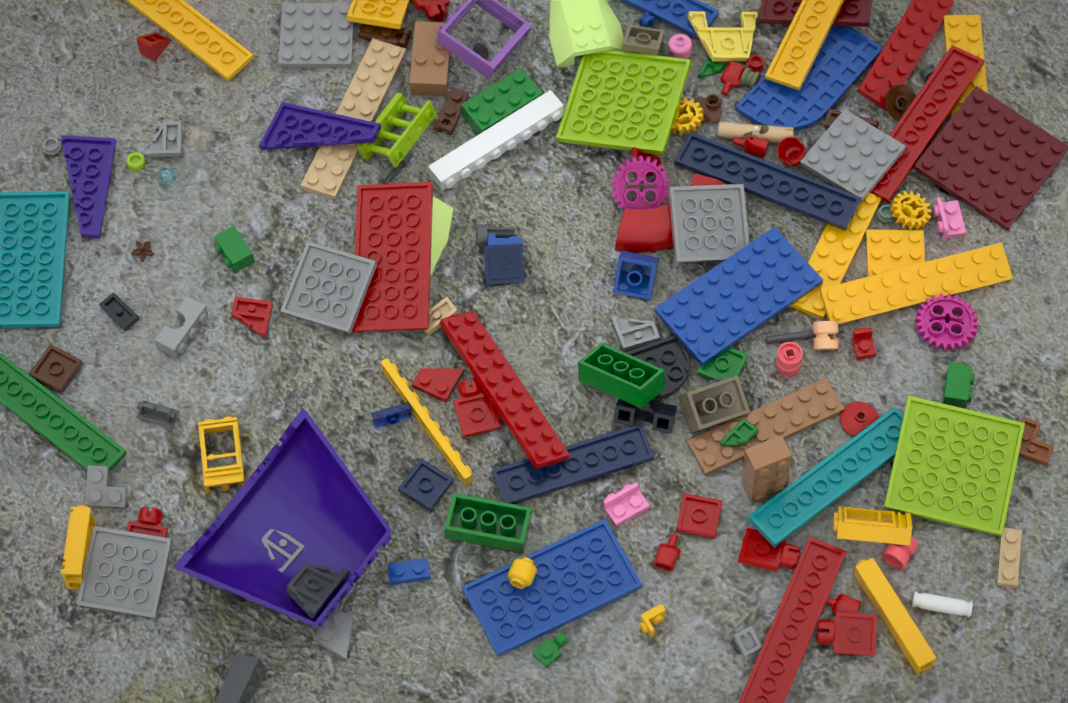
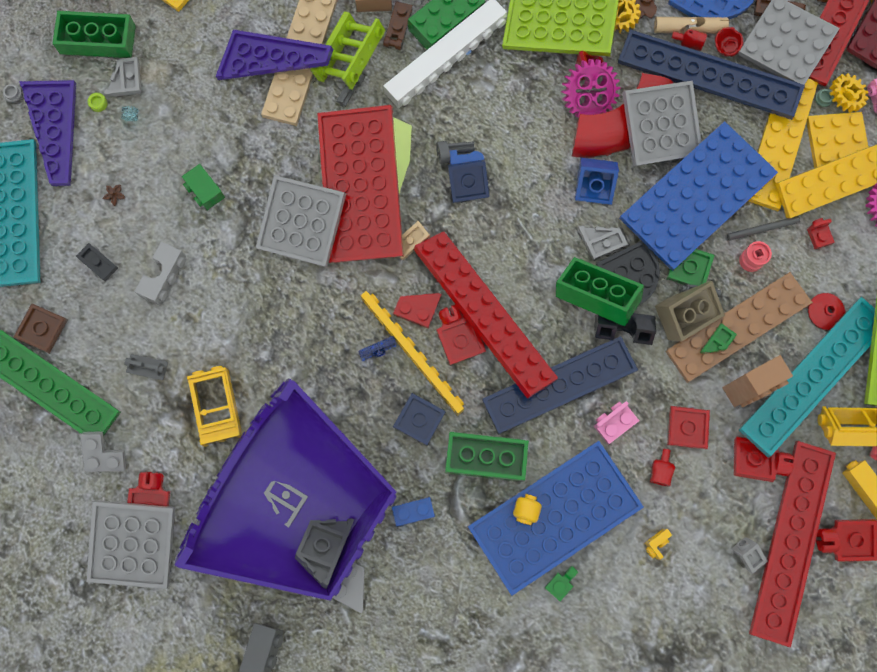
camera: 10 degrees left, 15 degrees up
(77, 545) = (78, 521): yellow door -> none
(141, 96) = (94, 34): none -> green brick
(253, 313) = (229, 253): red wing -> none
(825, 335) = (787, 230): light nougat wheel -> none
(843, 604) = (840, 509): red piece -> none

